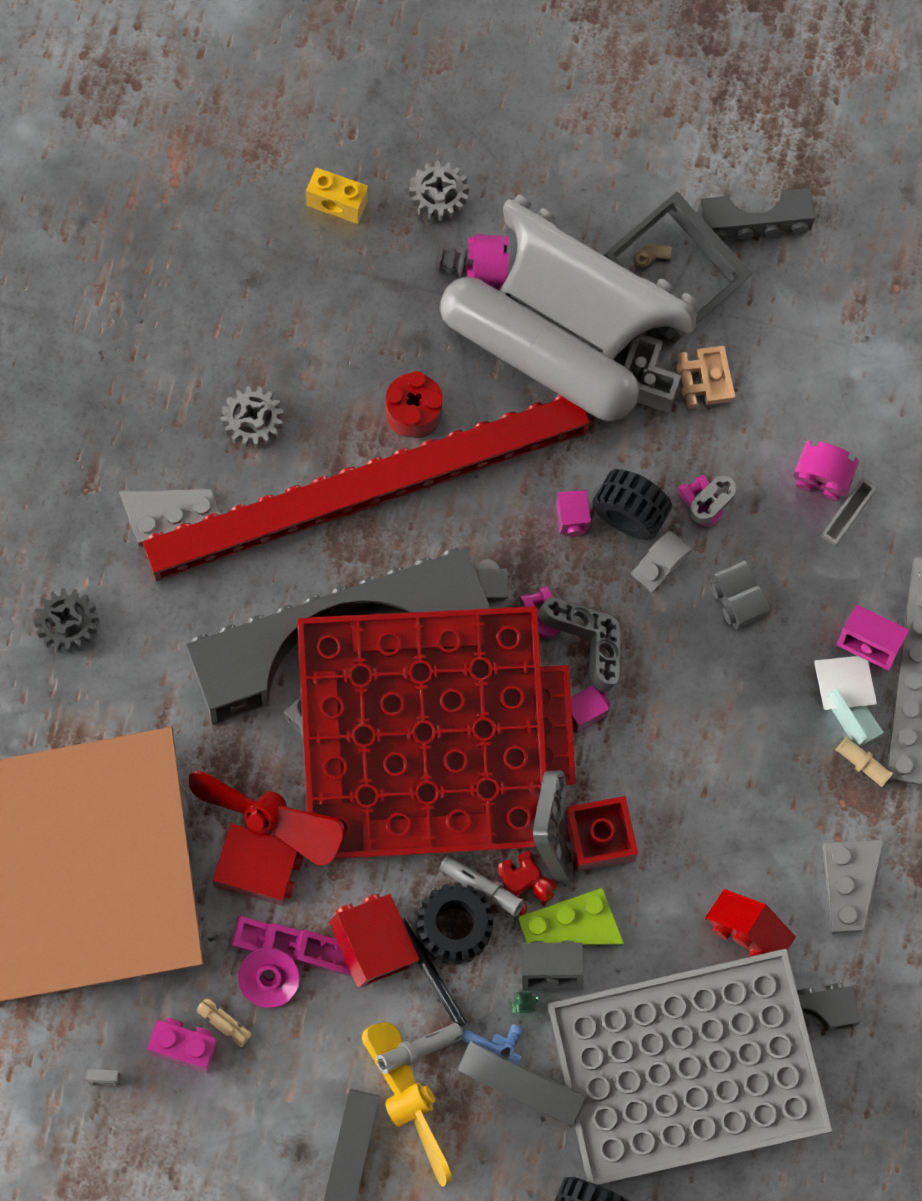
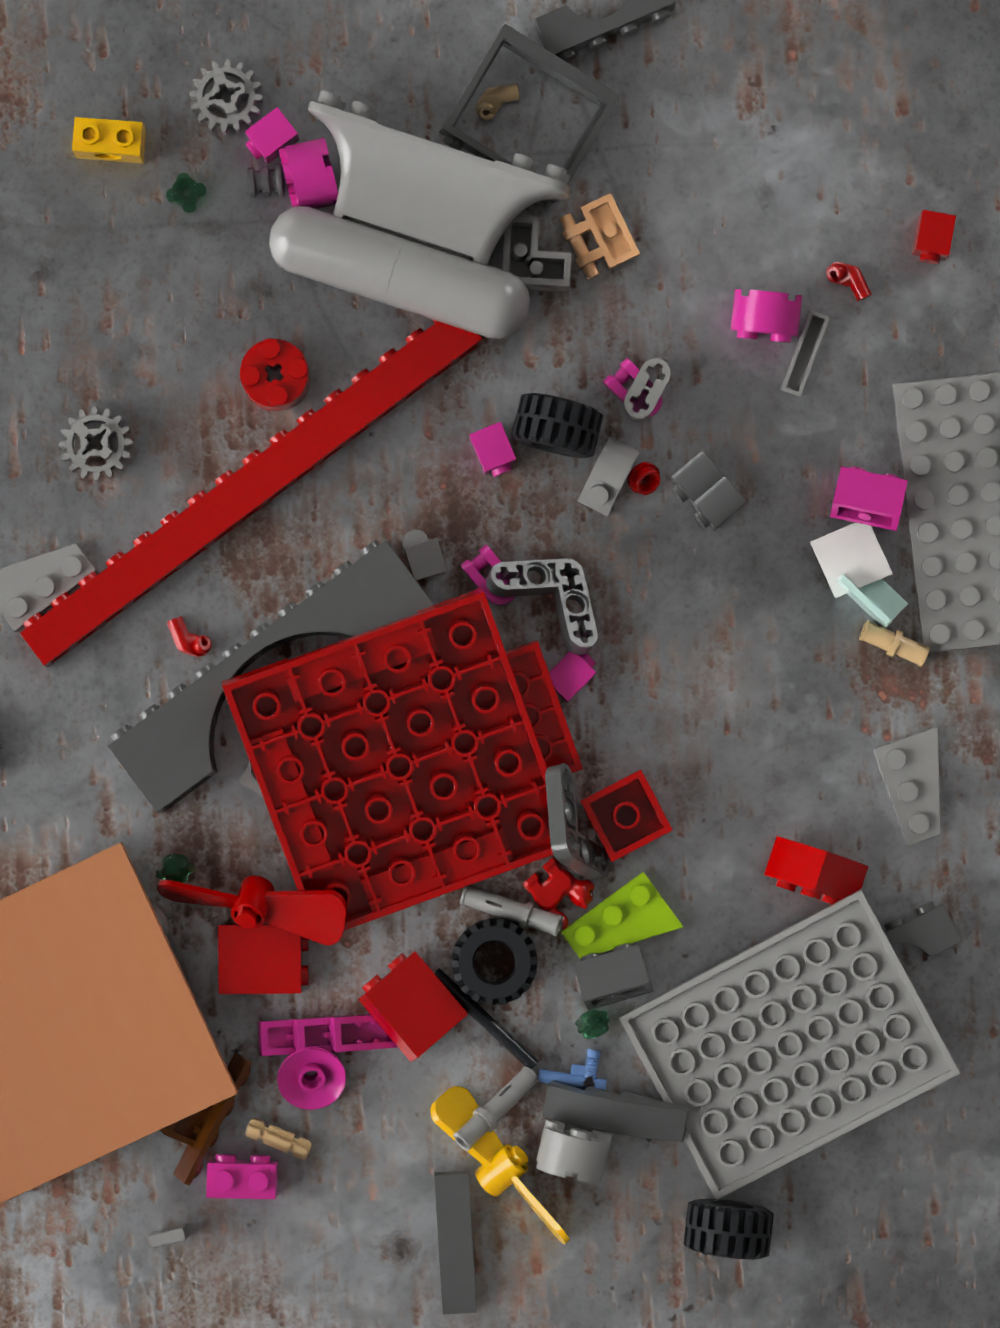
camera: 10 degrees left, 15 degrees up
(159, 989) = (202, 1128): none -> reddish brown bracket
(211, 766) = (175, 868): none -> clear green plate
(276, 592) = (186, 641): none -> red arm
(389, 246) = (184, 183): none -> clear green plate
(464, 225) = (269, 135): none -> dark pink brick
(476, 1104) = (573, 1151): none -> light grey brick
(695, 575) = (644, 478): none -> red plate
(900, 465) = (849, 276): none -> red arm

